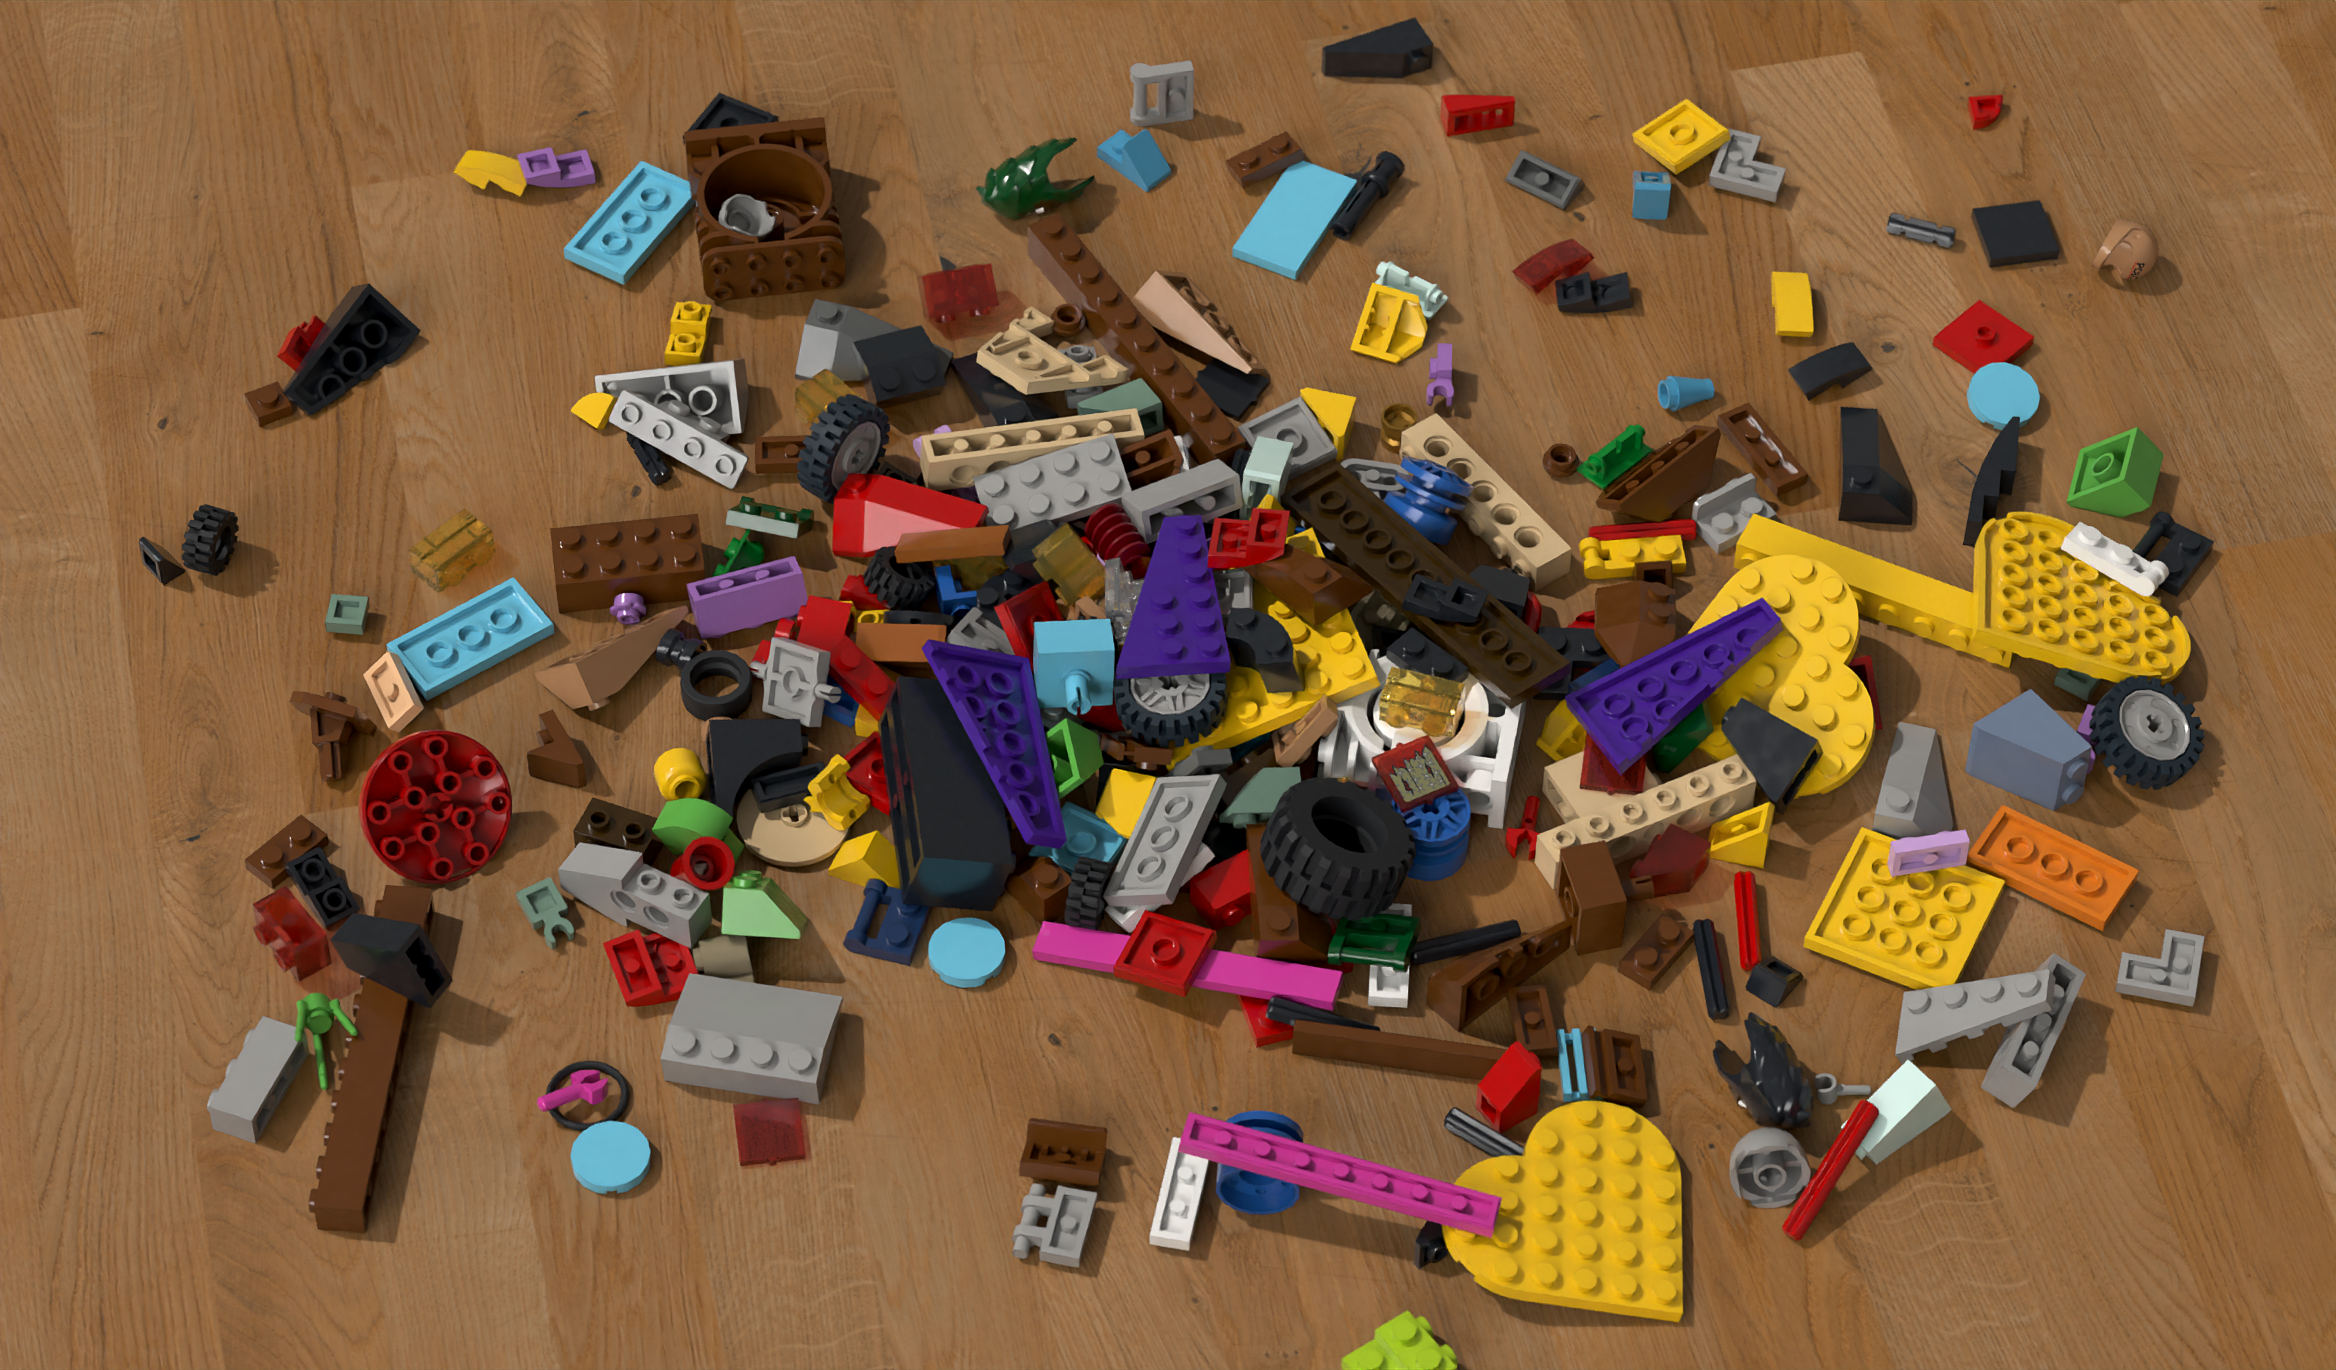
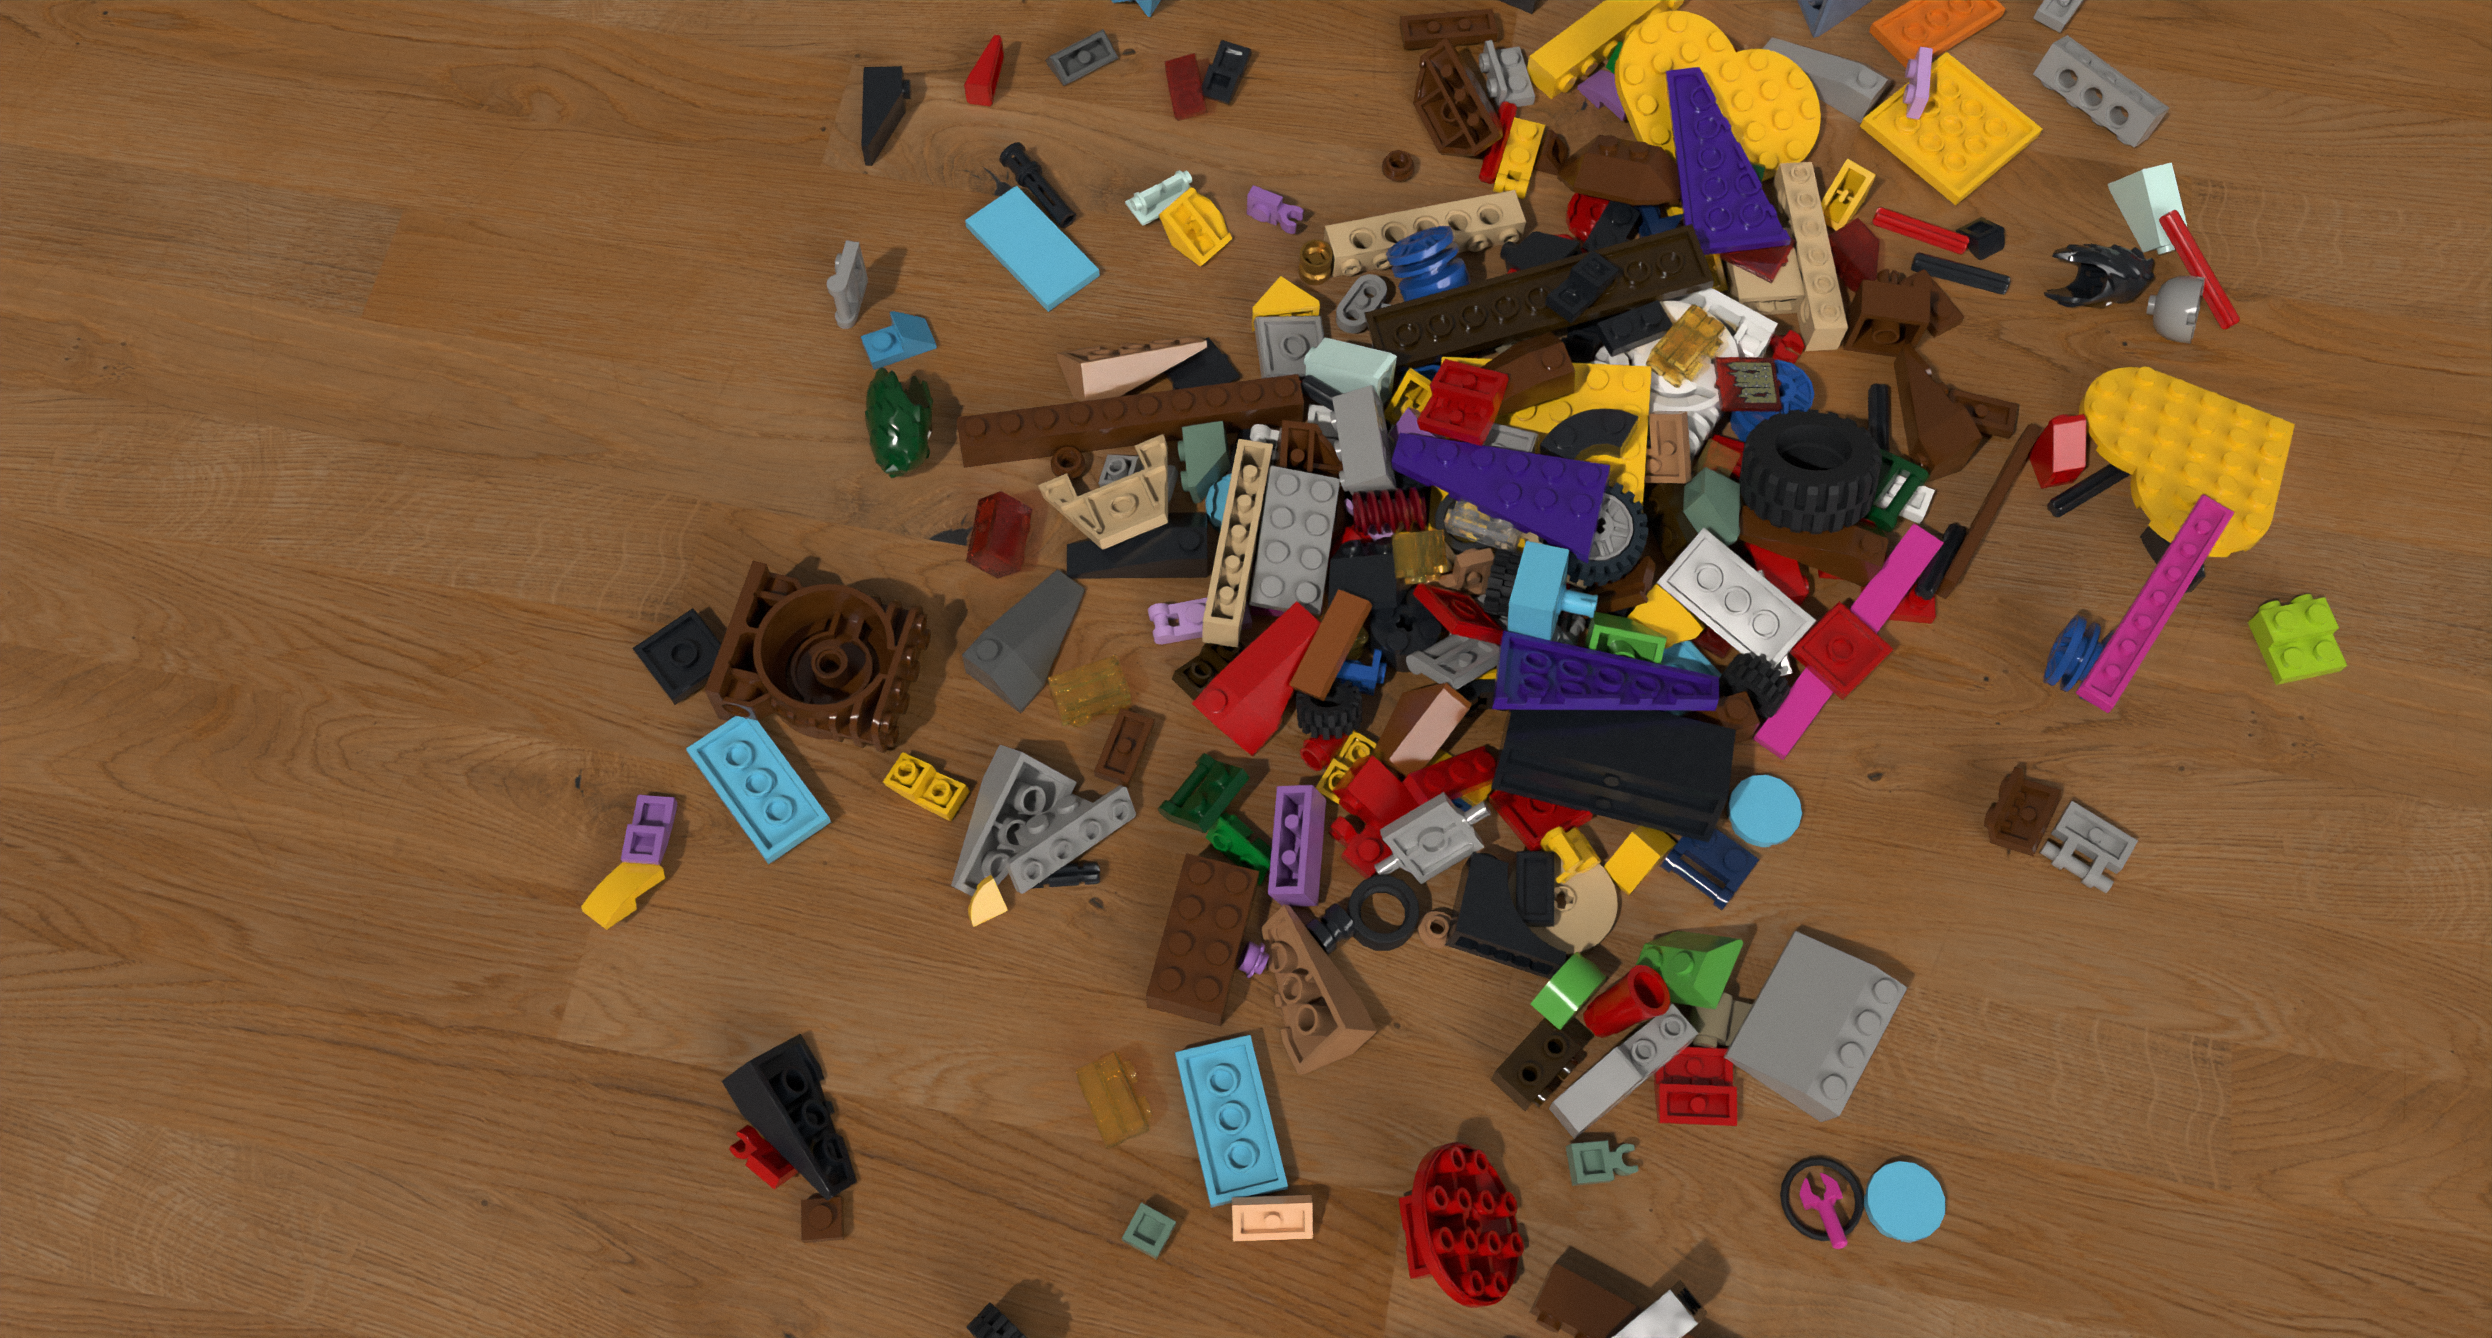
camera: 70 degrees left, 15 degrees up
(331, 728) = (1300, 1290): reddish brown piece -> none
(557, 756) = (1419, 1081): reddish brown slope -> none
(680, 774) = (1482, 982): yellow head -> none
(747, 216) = (840, 677): light grey hair -> none
(769, 1132) = (1912, 1051): clear red piece -> none
(842, 443) = (1170, 696): black wheel -> none
(899, 367) = (1073, 616): black slope -> none
(919, 617) = (1388, 708): black tile -> none
(1179, 1199) = (2082, 736): white plate -> none
(1202, 761) = (1668, 543): dark grey plate -> none
(1264, 160) = (957, 242): reddish brown plate -> none
(1574, 1038) = (2027, 394): medium azure tile -> none
(1614, 1066) = (2047, 373): reddish brown plate -> none
(1616, 457) = (1410, 127): green hinge -> none
(1683, 391) = (1364, 57): dark azure cone -> none
(1771, 750) = (1792, 138): black slope -> none
(1834, 1090) = (2102, 238): light grey hand -> none
(1969, 1008) = (2074, 128): light grey wing -> none

